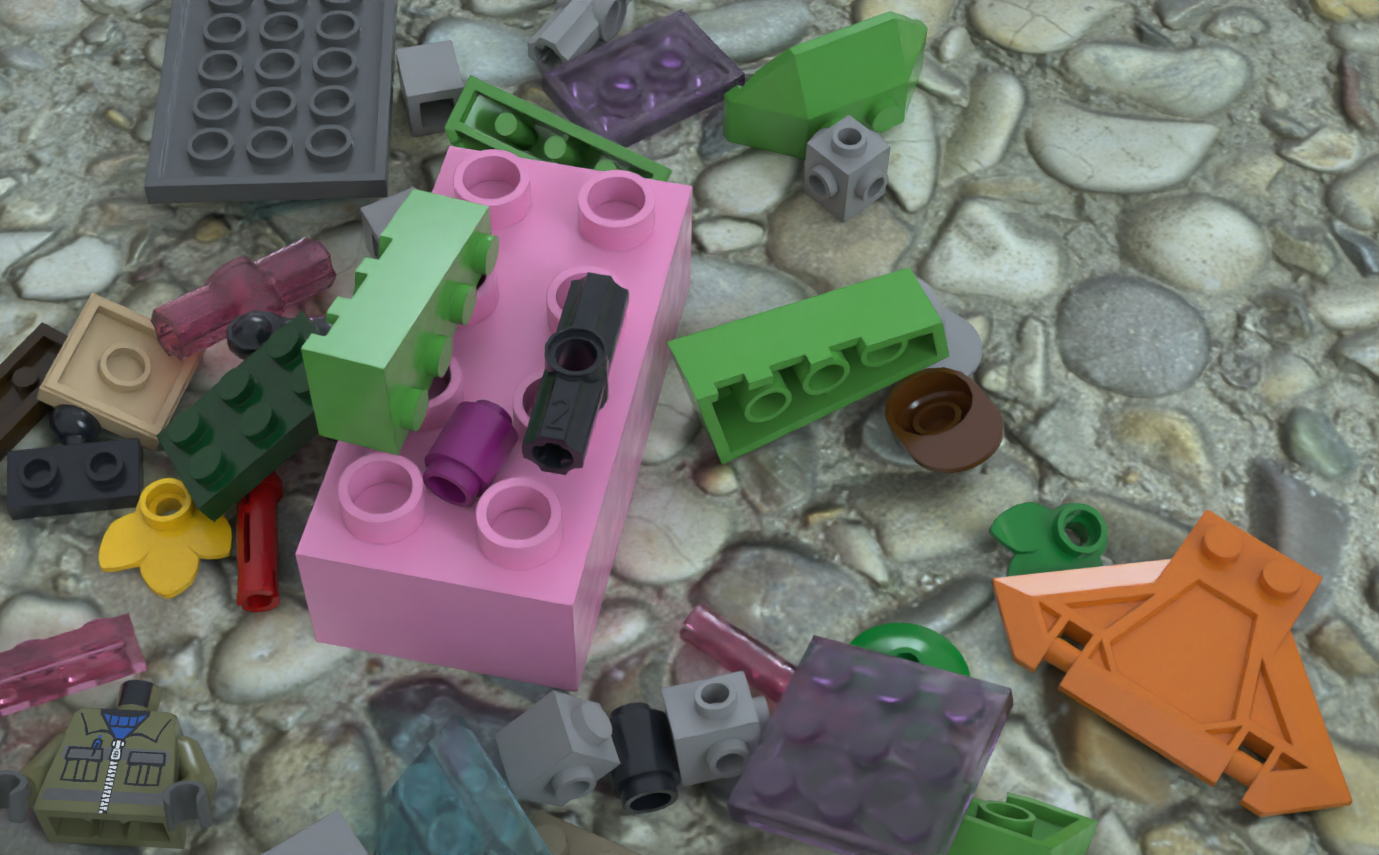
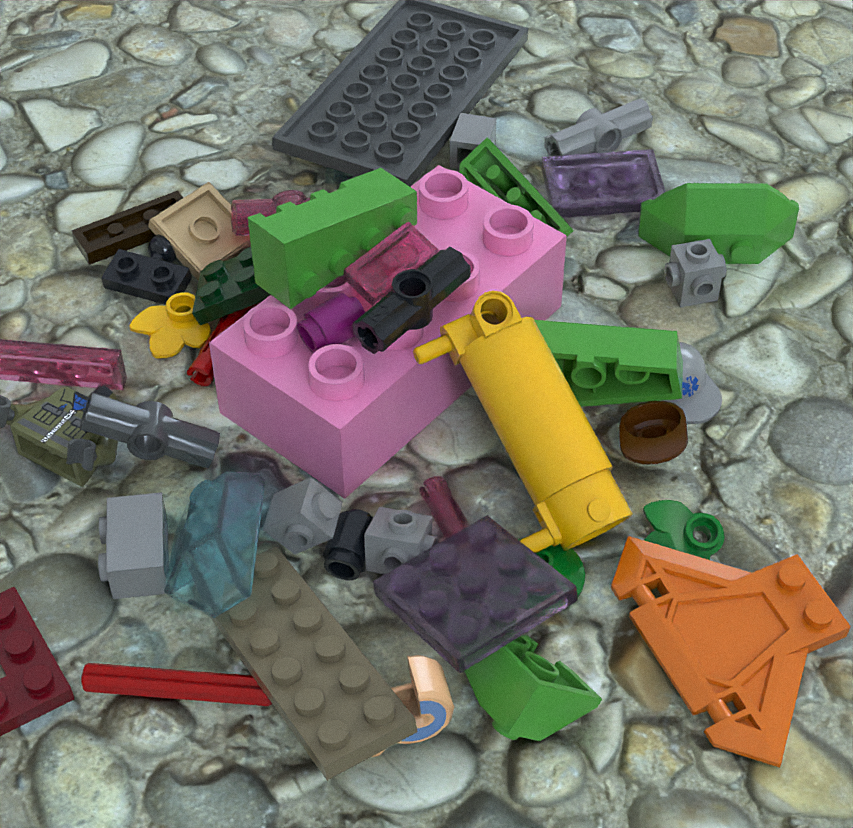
camera: 30 degrees right, 5 degrees down
(254, 721) = (149, 430): none -> dark grey piece
(502, 328) = (375, 270): none -> clear pink plate
(812, 474) = (535, 421): none -> yellow piece

